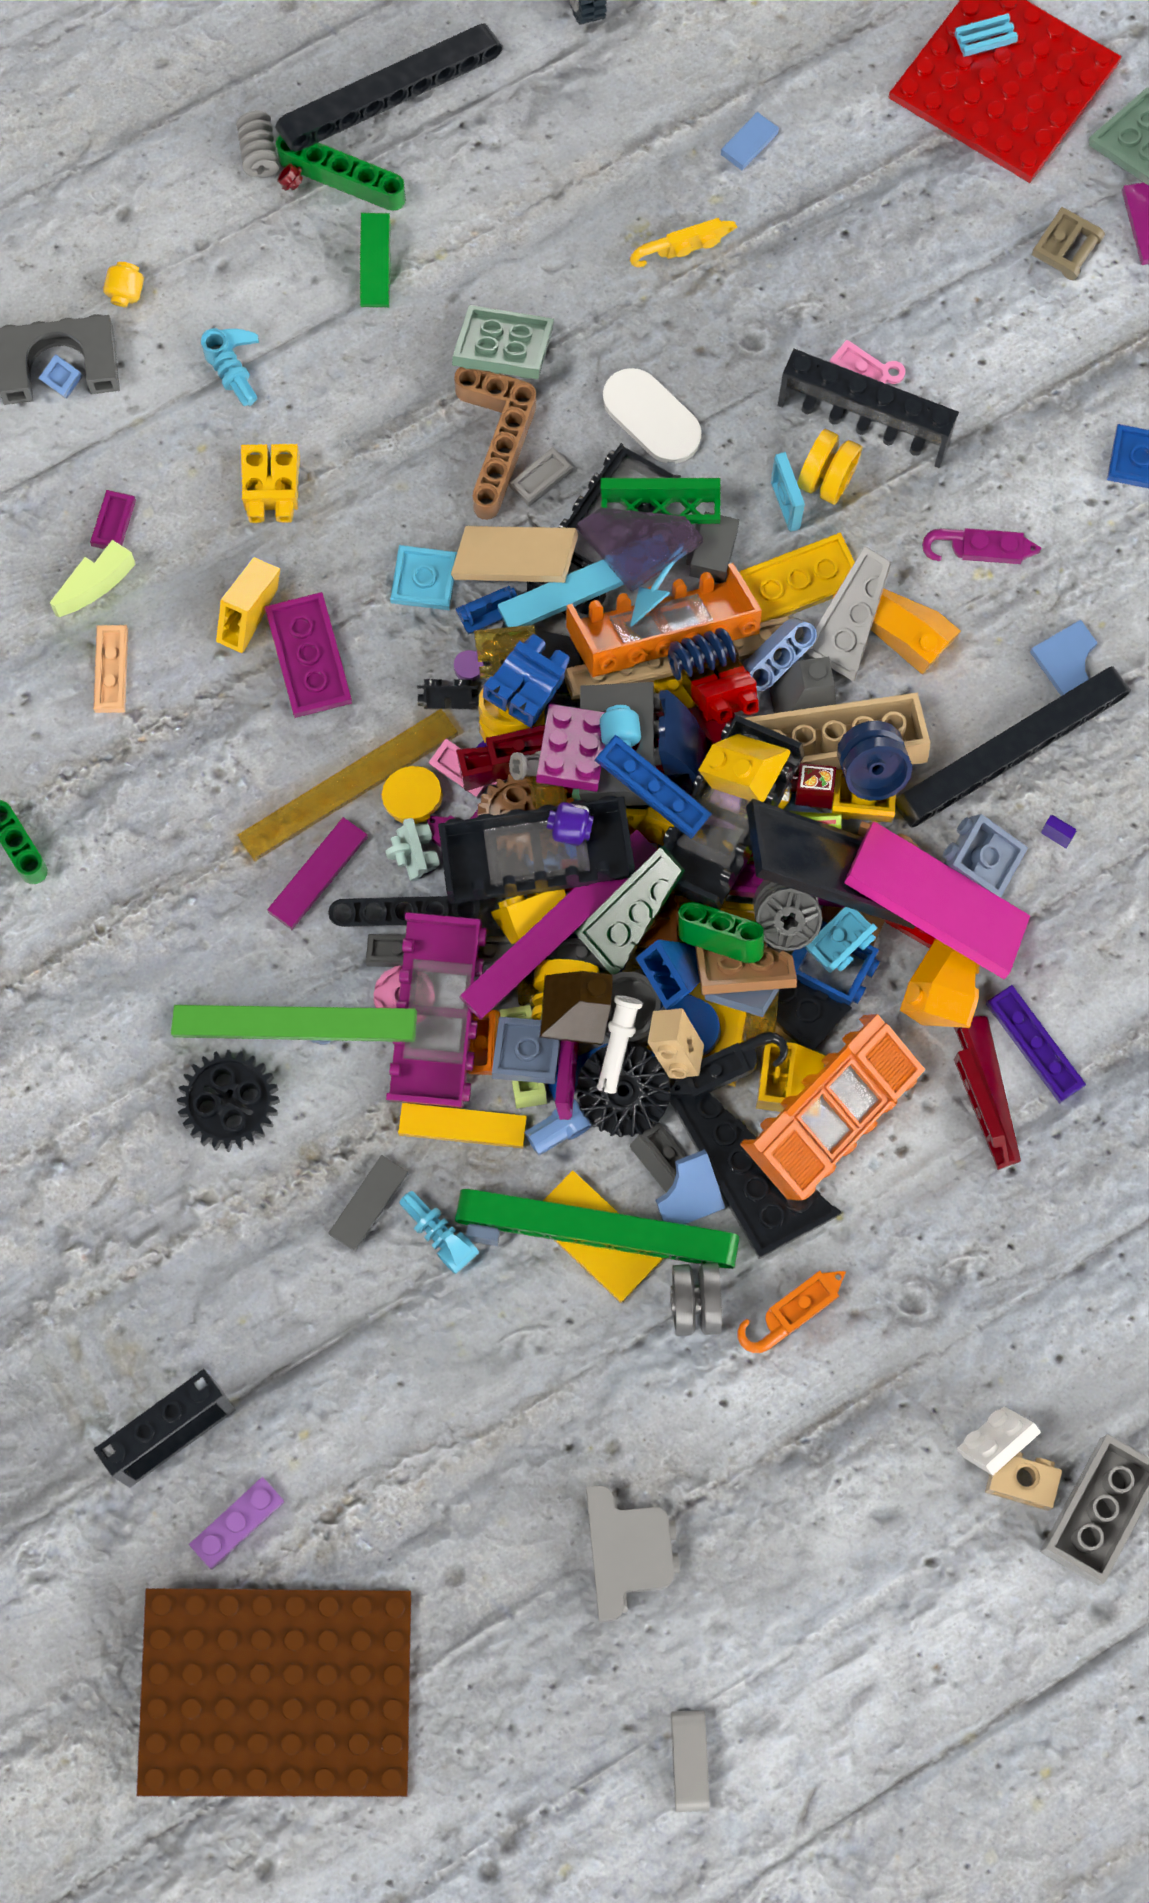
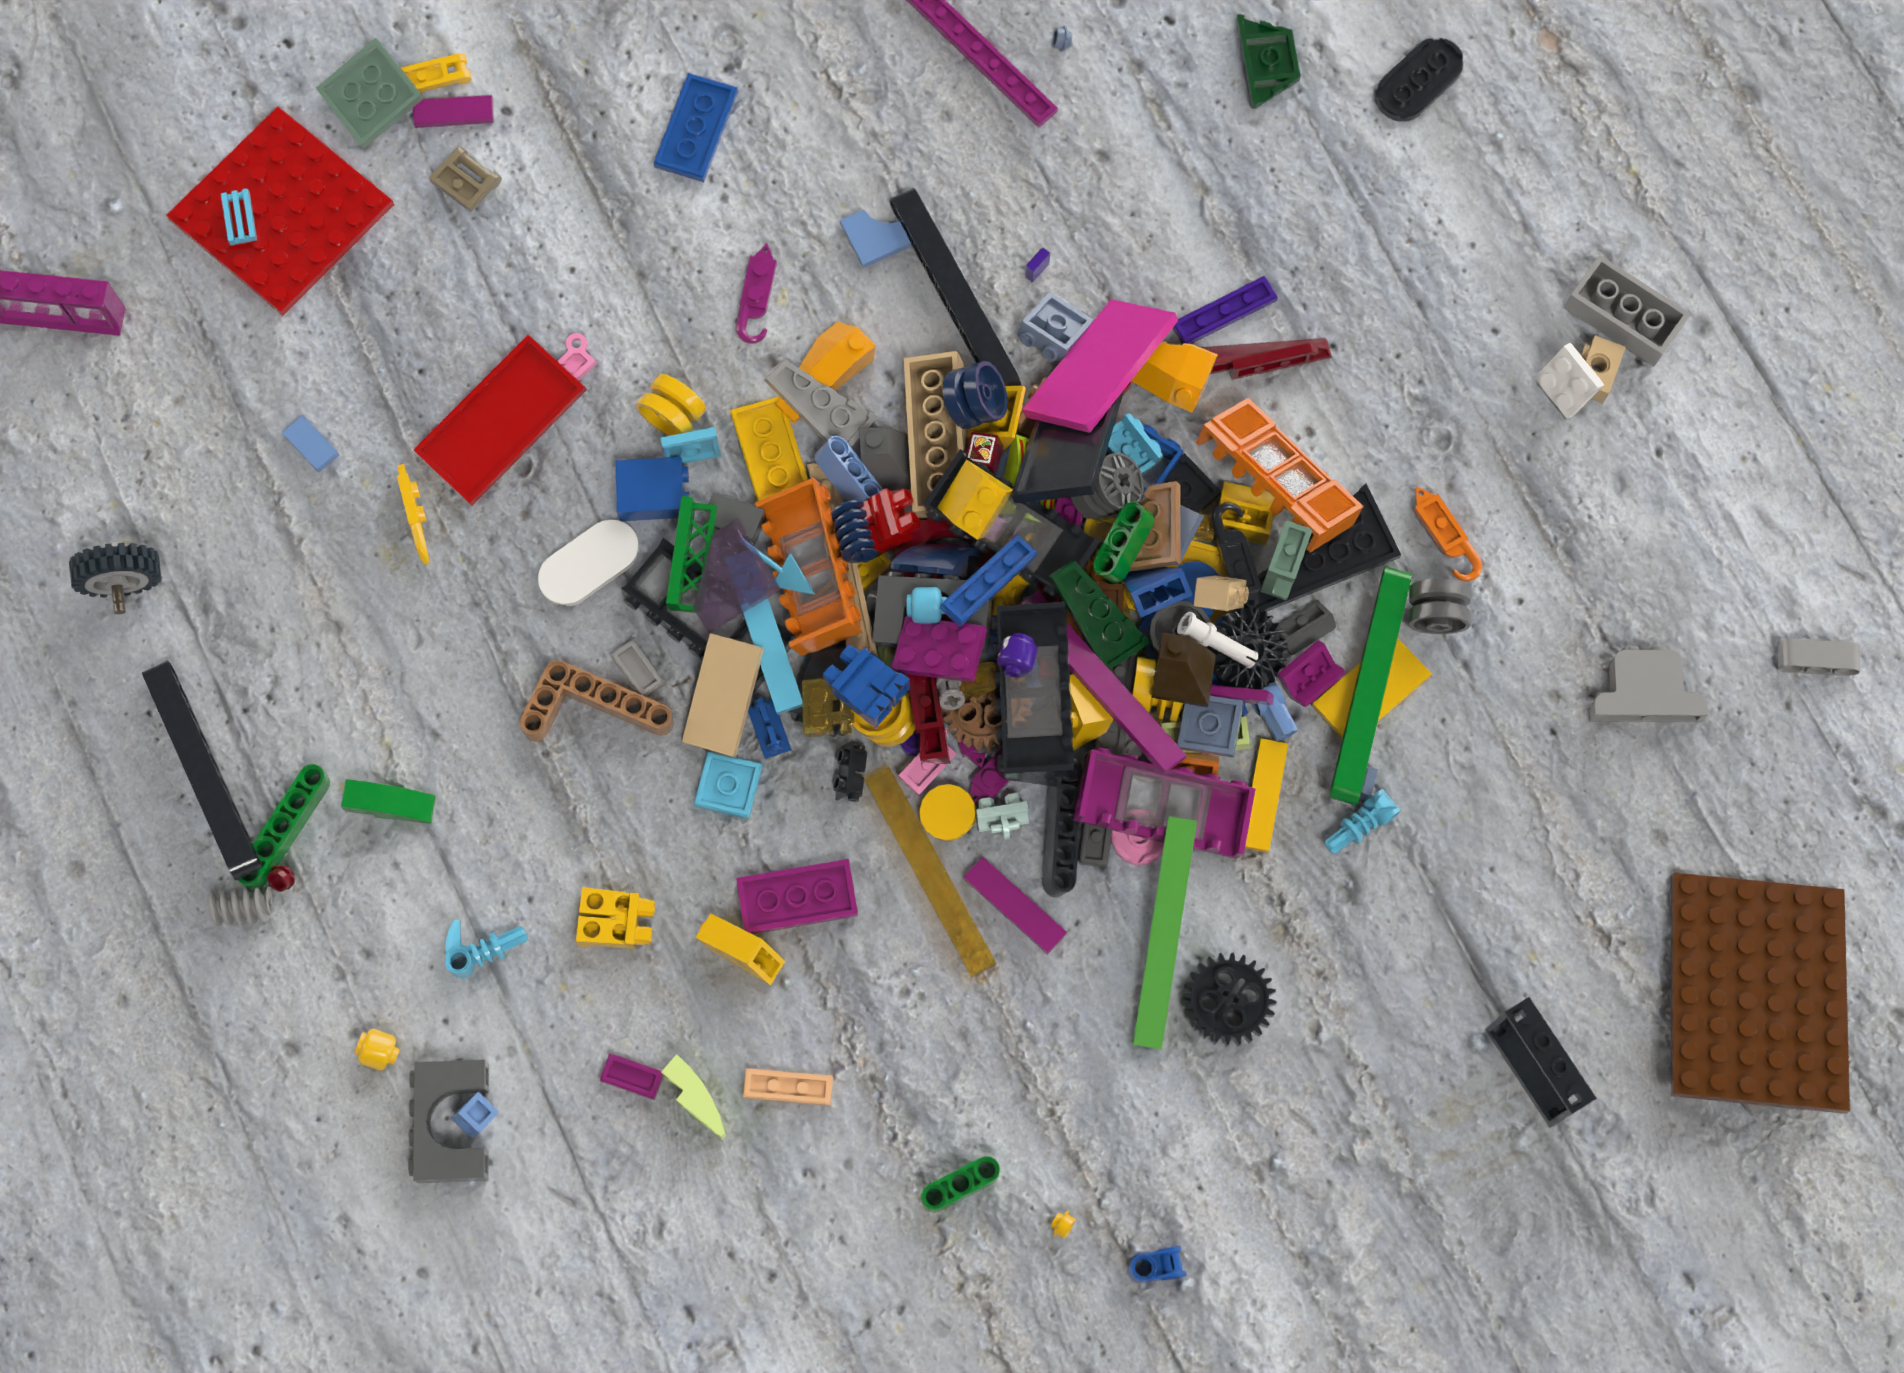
camera: 85 degrees left, 0 degrees up
(236, 1523) = (1609, 1019): medium lavender plate -> none
(368, 1203) = (1330, 883): dark grey tile -> none
(467, 666) = (823, 752): medium lavender tile -> none
(503, 342) = (499, 686): sand green plate -> none
(604, 1163) = (1310, 674): none -> magenta bracket
(692, 1192) = (1341, 602): medium blue tile -> none
(723, 1113) = (1286, 560): none -> sand green panel
(741, 461) = (650, 488): none -> blue brick
(796, 306) = (500, 420): none -> red tile
(869, 399) = (610, 362): black window -> none

